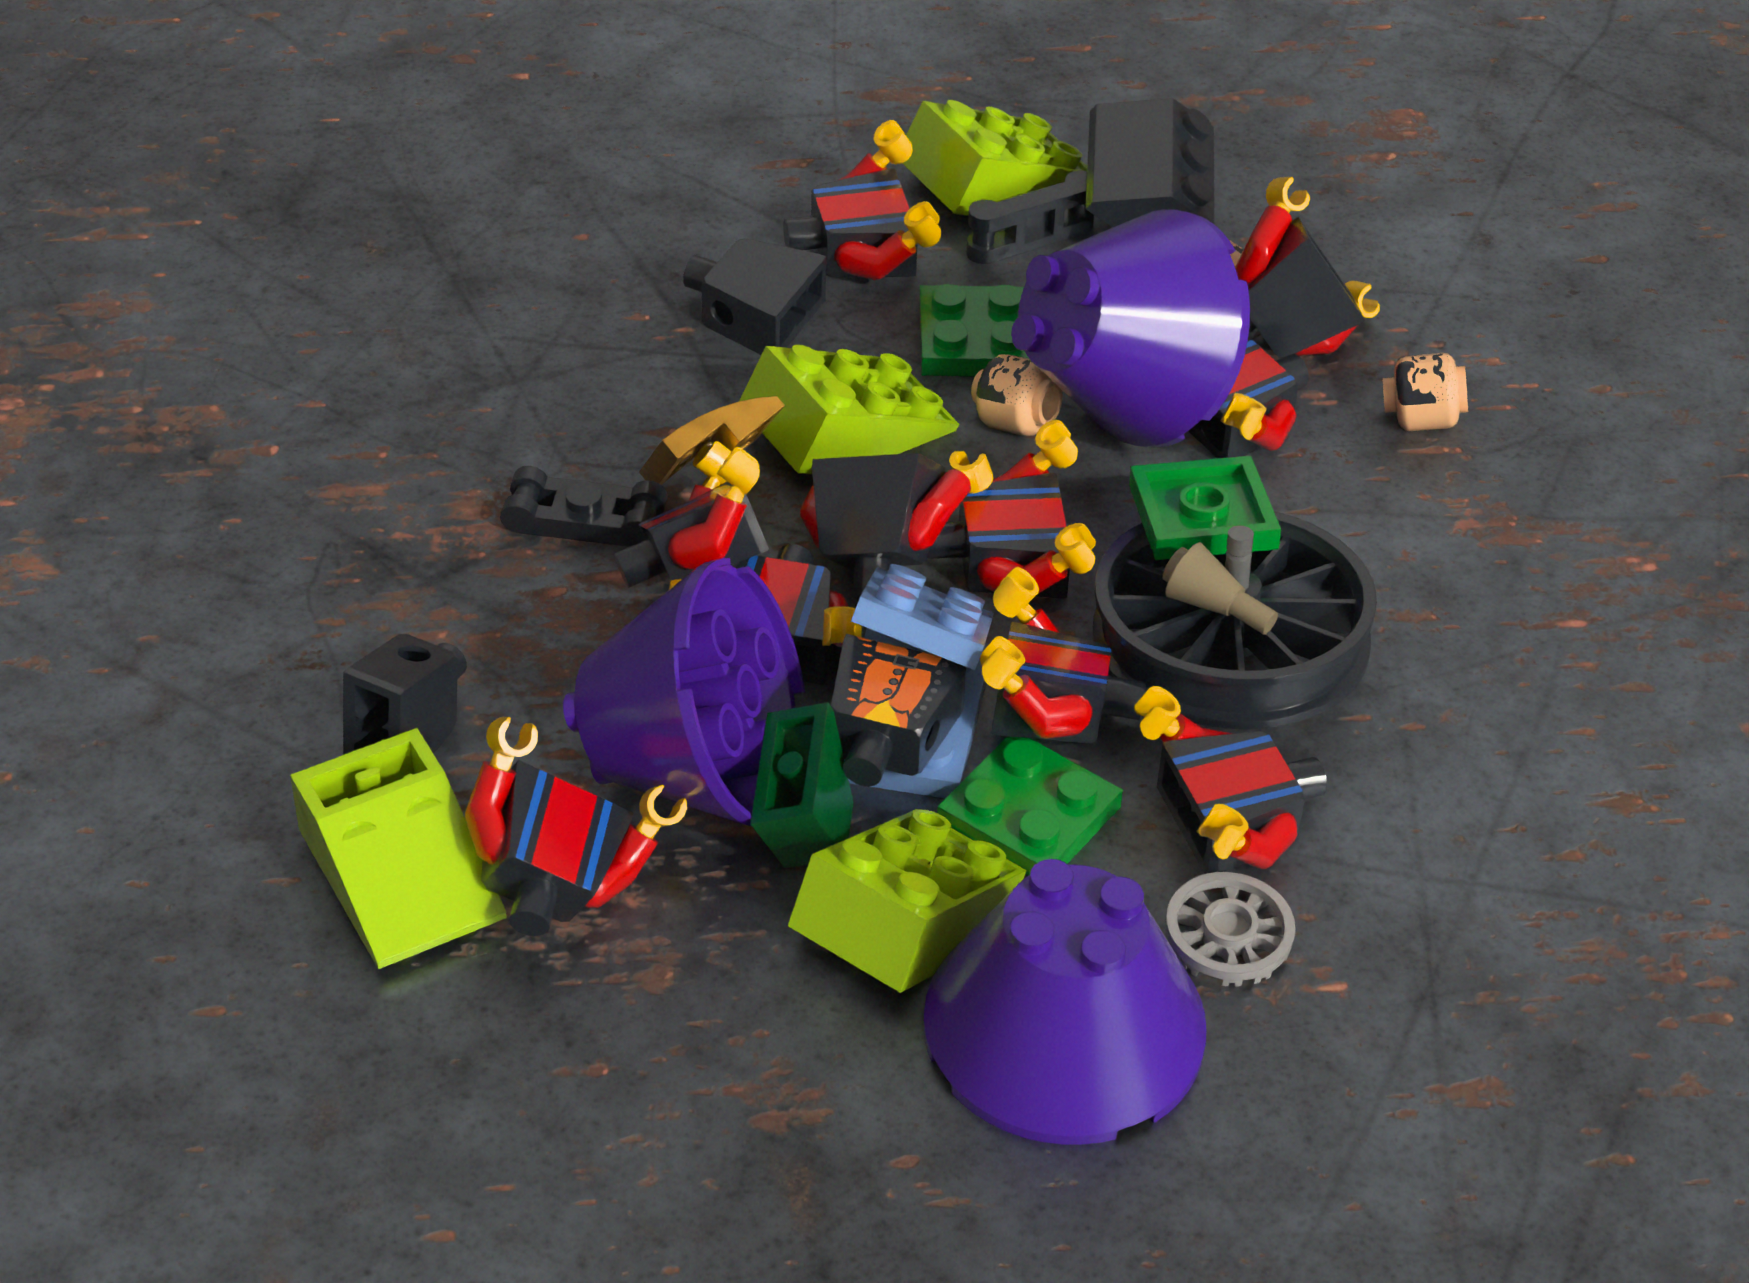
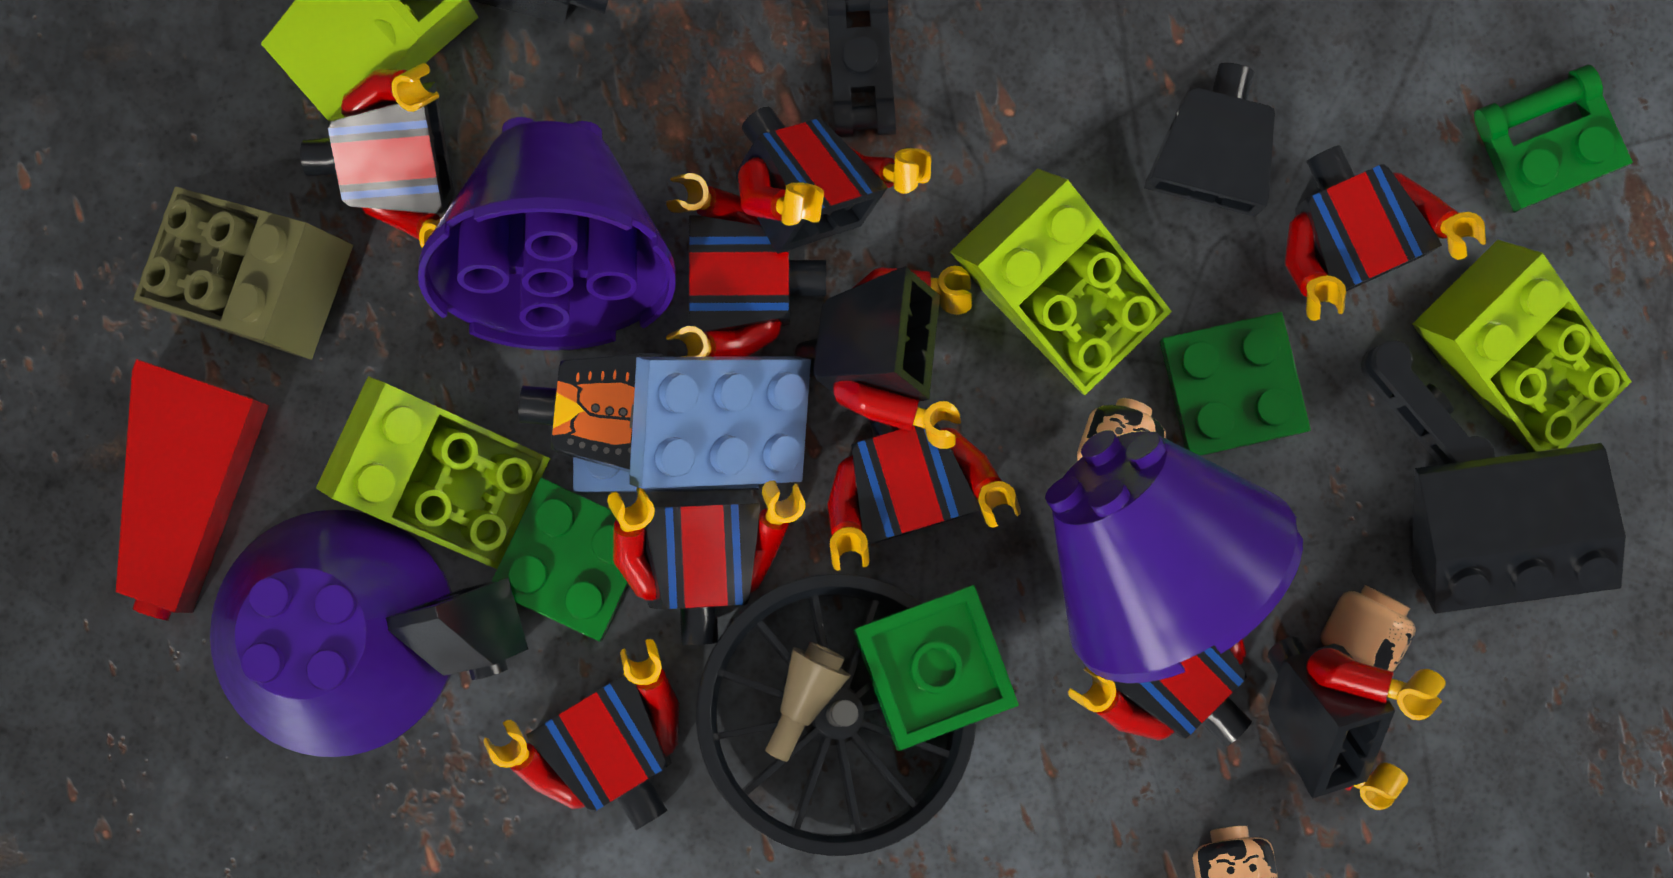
camera: 80 degrees right, 40 degrees up
(631, 1019) = (244, 271): none -> olive slope
(731, 425) = (950, 161): pearl gold slope -> none
(801, 785) = (495, 353): dark green slope -> none
(833, 119) = (1561, 156): none -> green plate
(862, 1114) = (179, 484): none -> red slope
(1097, 842) = (464, 630): none -> black slope
(1229, 927) = (462, 762): light grey wheel -> none

